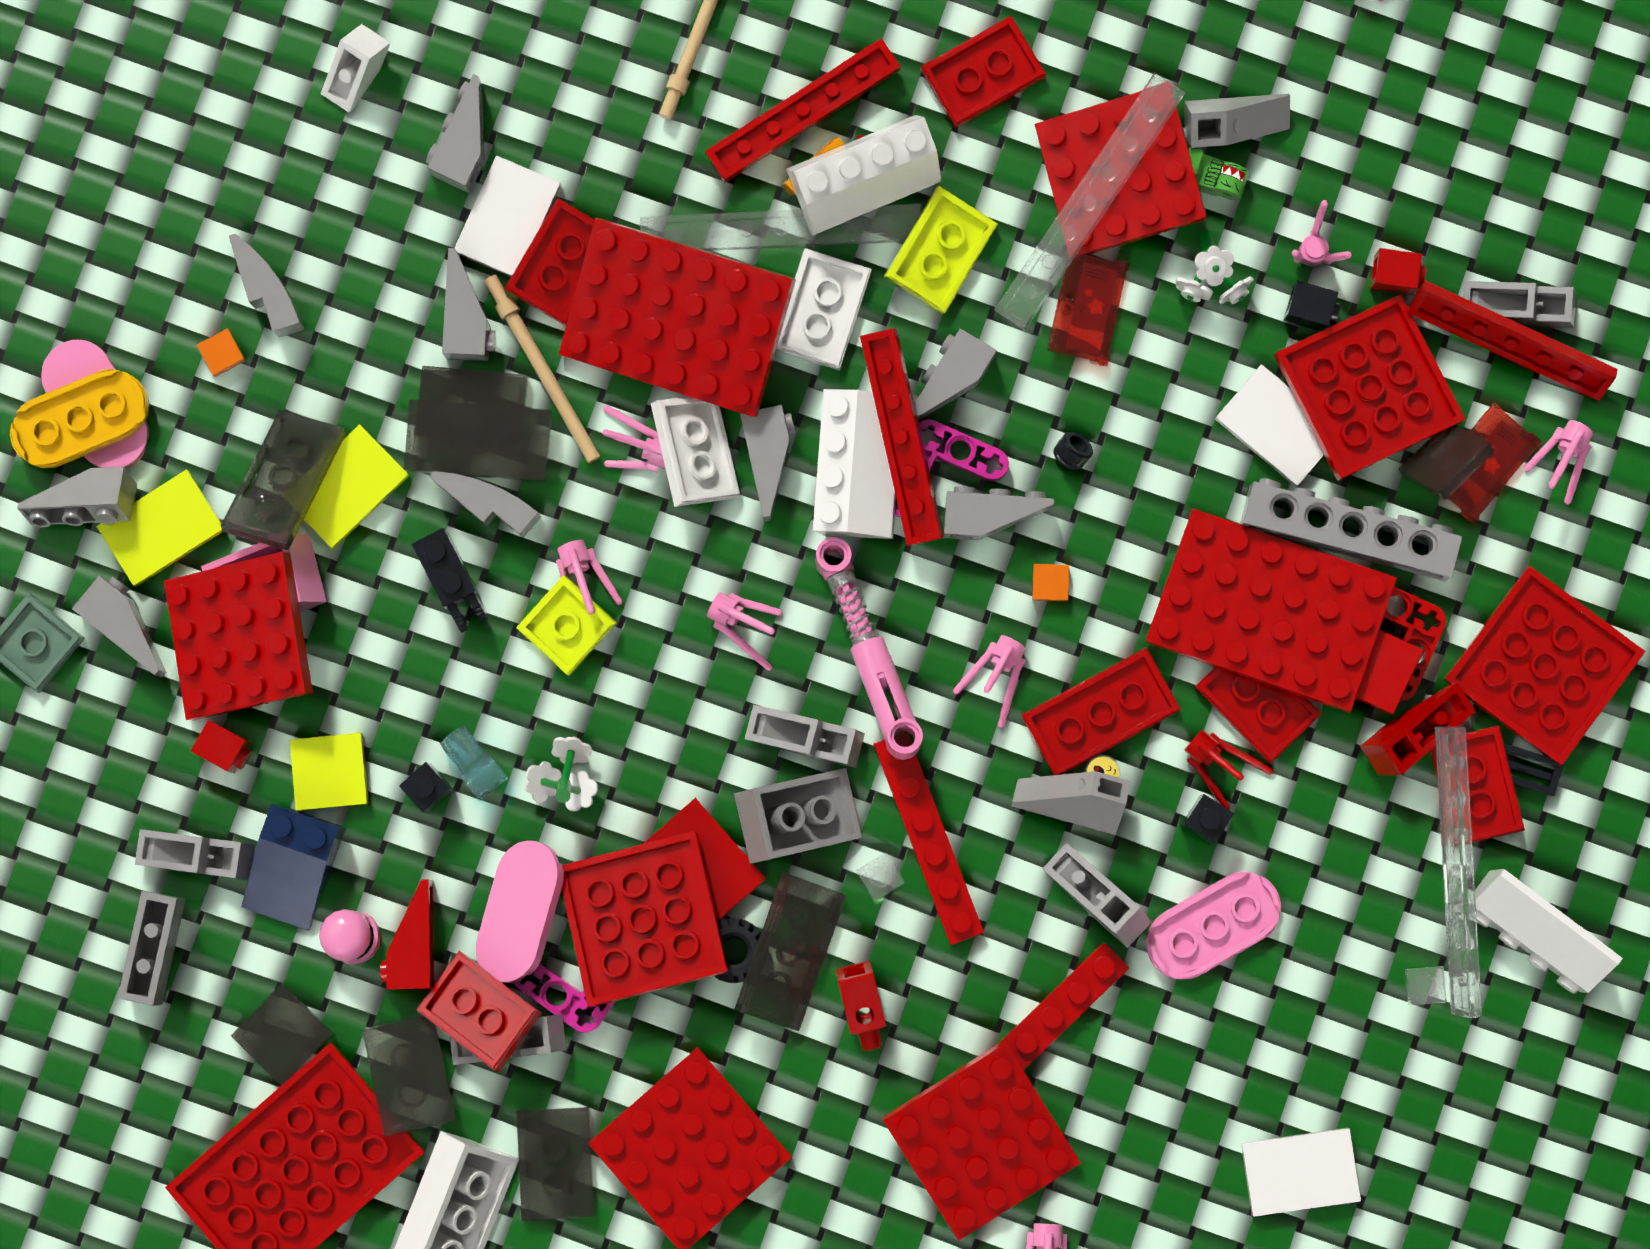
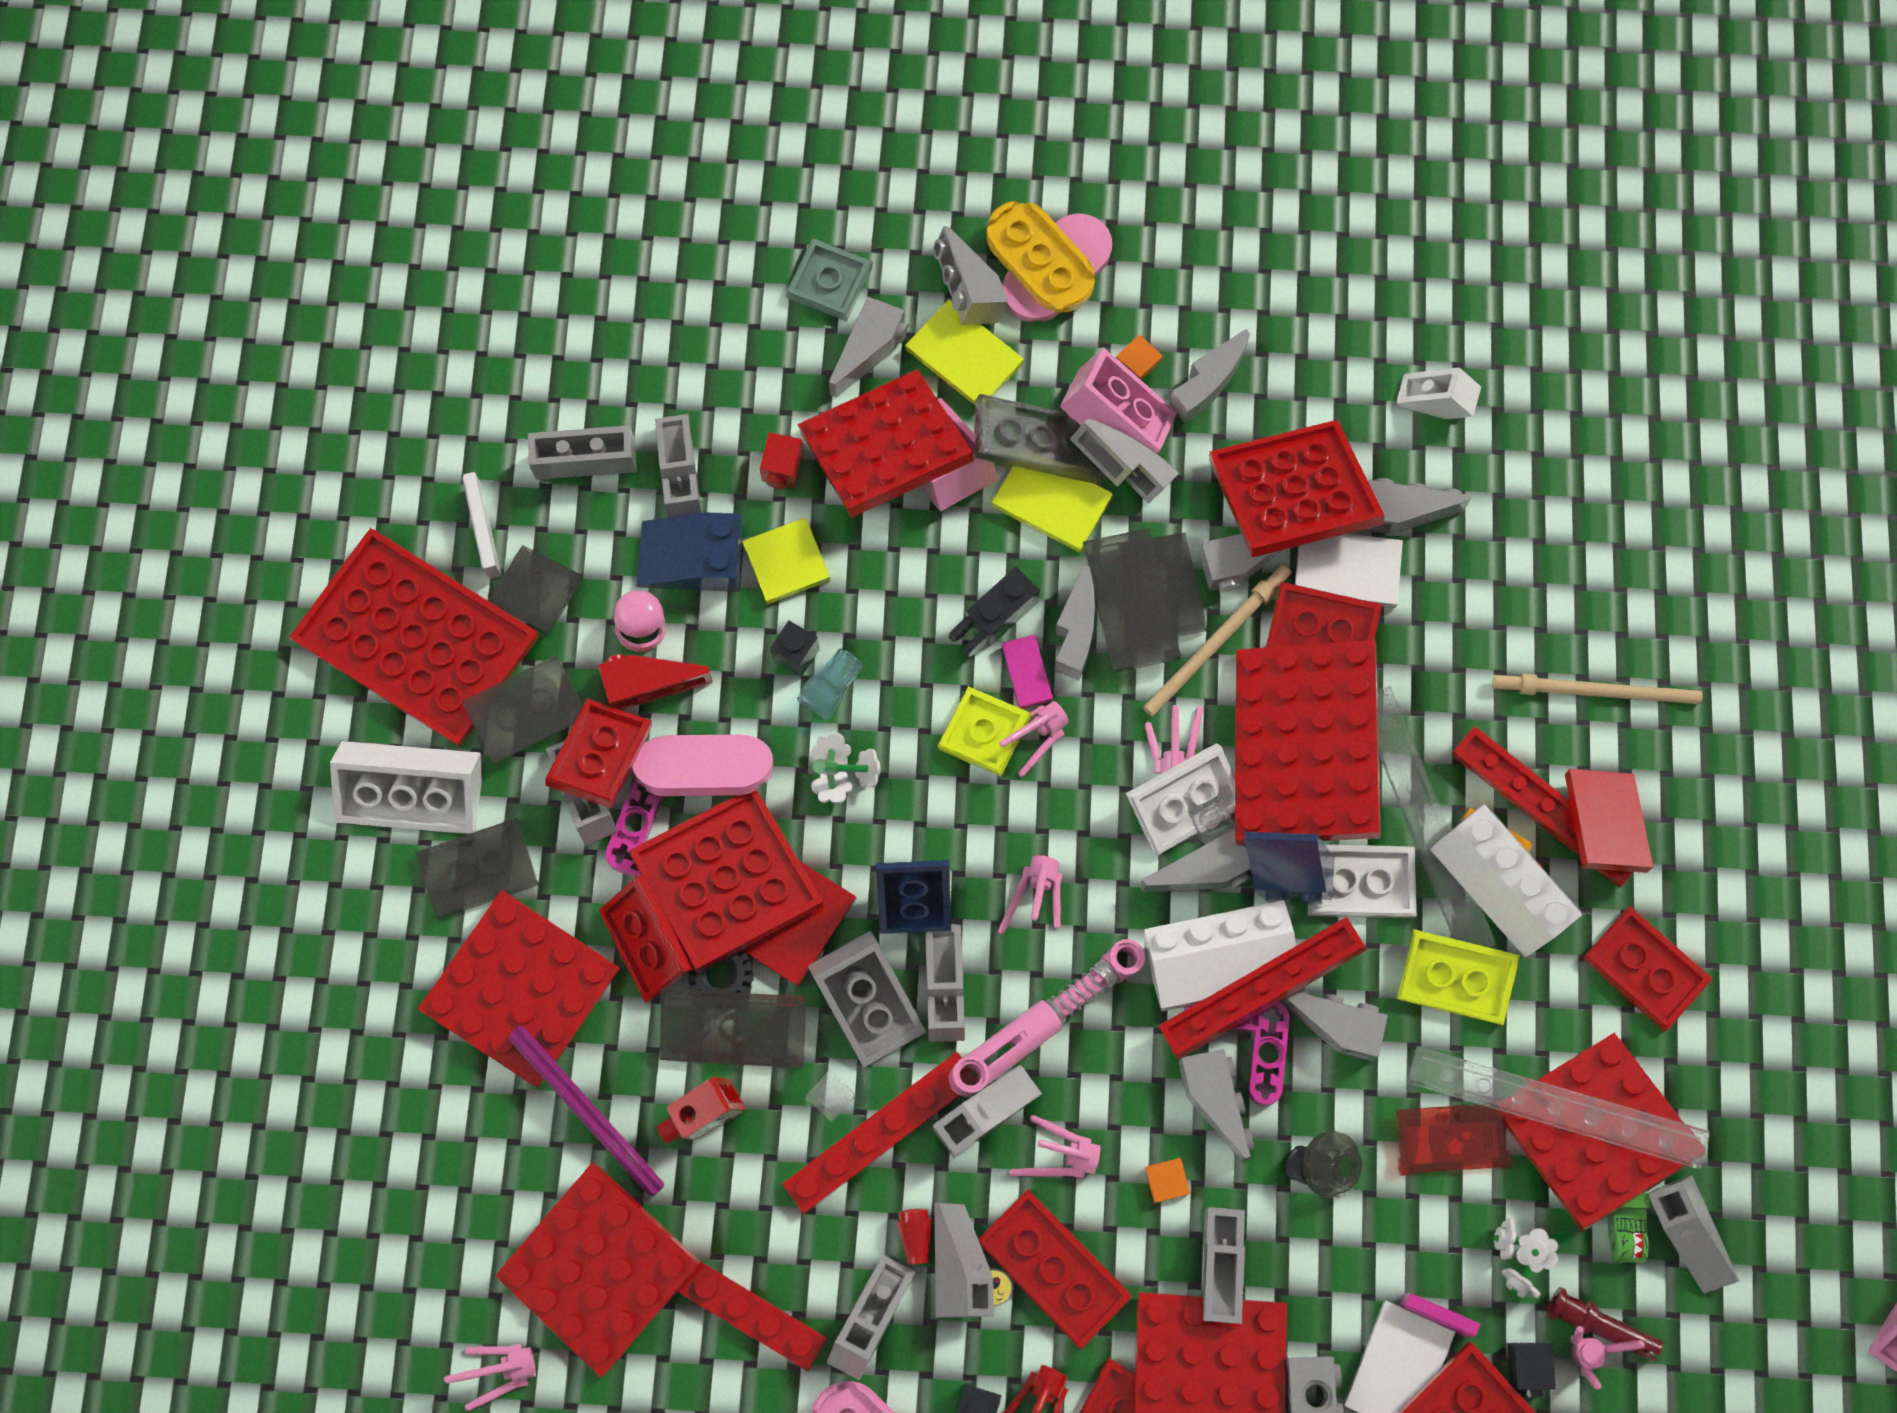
camera: 70 degrees right, 10 degrees down
(197, 1072) = (481, 525): none -> white tile
(269, 390) = (1118, 398): none -> bright pink slope
(331, 401) = (1124, 459): none -> light grey slope
(413, 242) = (1296, 488): none -> red plate
(518, 565) = (1027, 672): none -> dark pink tile
(678, 1013) = (645, 938): none -> red tile
(719, 741) = (913, 896): none -> dark blue slope
(724, 432) = (1212, 819): none -> clear plate
(797, 372) = (1290, 866): none -> dark blue slope
(828, 1114) = (586, 1111): none -> magenta axle
(836, 58) = (1608, 821): none -> tile
(939, 731) = (986, 1111): none -> light grey slope
(1032, 832) = (915, 1234): none -> red cone
(1075, 430) = (1323, 1163): none -> clear smoke piece
(1143, 555) = (1223, 1265): none -> light grey slope
(1243, 373) = (1439, 1315): none -> dark pink tile
(1283, 239) = (1592, 1320): none -> dark red pin

